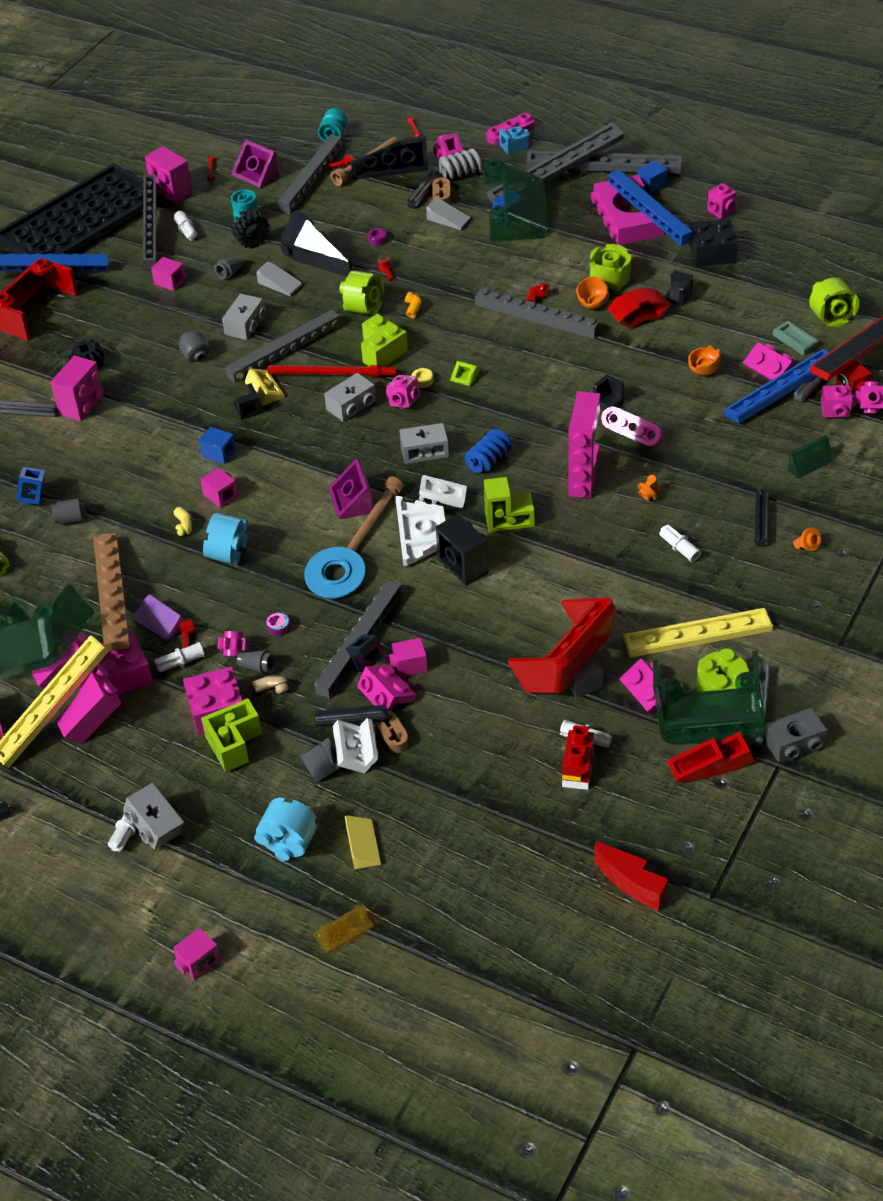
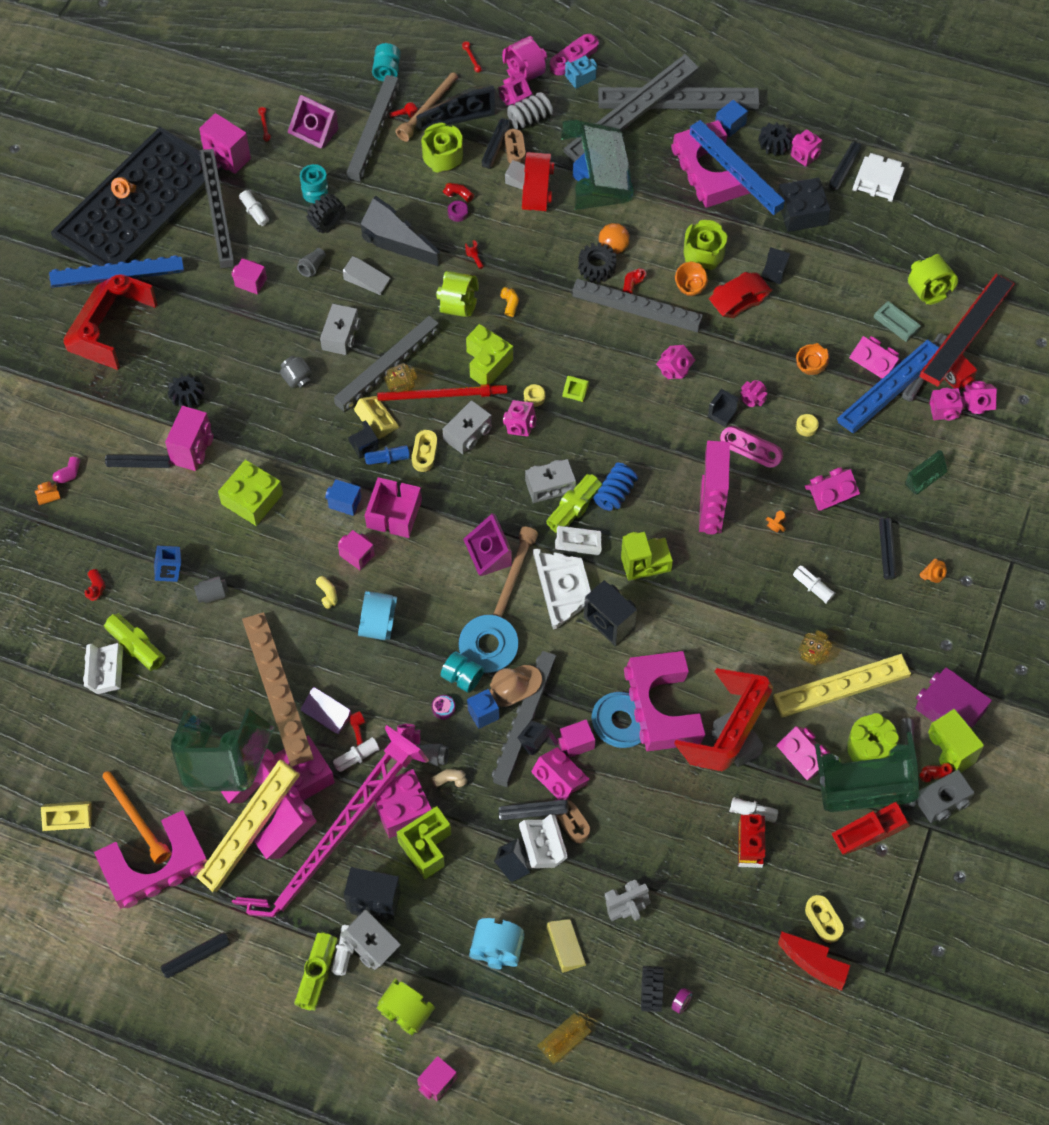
camera: 10 degrees left, 15 degrees up
(66, 202) = (122, 188): none -> orange plate
(91, 843) = (312, 986): none -> lime piece
(127, 436) = (250, 492): none -> lime brick
(168, 769) = (372, 892): none -> black brick
(175, 880) = (406, 1006): none -> lime brick
(219, 643) = (399, 750): none -> dark pink piece
(255, 454) = (390, 511): none -> dark pink piece
(267, 415) = (387, 455): none -> blue axle
(293, 354) = (400, 378): none -> clear yellow head
(302, 592) = (460, 671): none -> teal wheel
(304, 414) = (424, 452): none -> light yellow plate
(317, 625) = (483, 709): none -> blue brick
(352, 605) = (515, 684): none -> medium nougat piece
(371, 186) = (442, 147): none -> lime brick
(382, 220) = (460, 189): none -> red arm
(435, 805) = (627, 903): none -> light grey hips
(445, 462) = (574, 503): none -> lime piece
(445, 884) = (652, 988): none -> black tyre
(453, 220) = (536, 181): none -> red brick
(464, 123) = (525, 59): none -> dark pink brick
(478, 902) = (682, 1000): none -> magenta tile
(479, 646) = (603, 724): none -> dark azure piece
(494, 605) = (657, 729): none -> dark pink arch
(503, 278) = (597, 272): none -> black tyre
(523, 261) = (615, 237): none -> orange hair
(566, 355) = (675, 362): none -> dark pink brick
(641, 384) = (753, 393): none -> dark pink gear
(649, 840) = (825, 919): none -> light yellow plate
(672, 595) = (815, 648): none -> clear yellow head
(692, 194) = (775, 138): none -> black gear
(692, 414) = (807, 425): none -> light yellow tile
(711, 465) = (833, 489): none -> dark pink bracket
(758, 218) = (844, 166): none -> black axle
(784, 711) = (935, 772): none -> red arm
(791, 226) = (878, 176): none -> white plate
(813, 680) = (956, 740): none -> lime brick
(814, 653) = (950, 693): none -> magenta brick

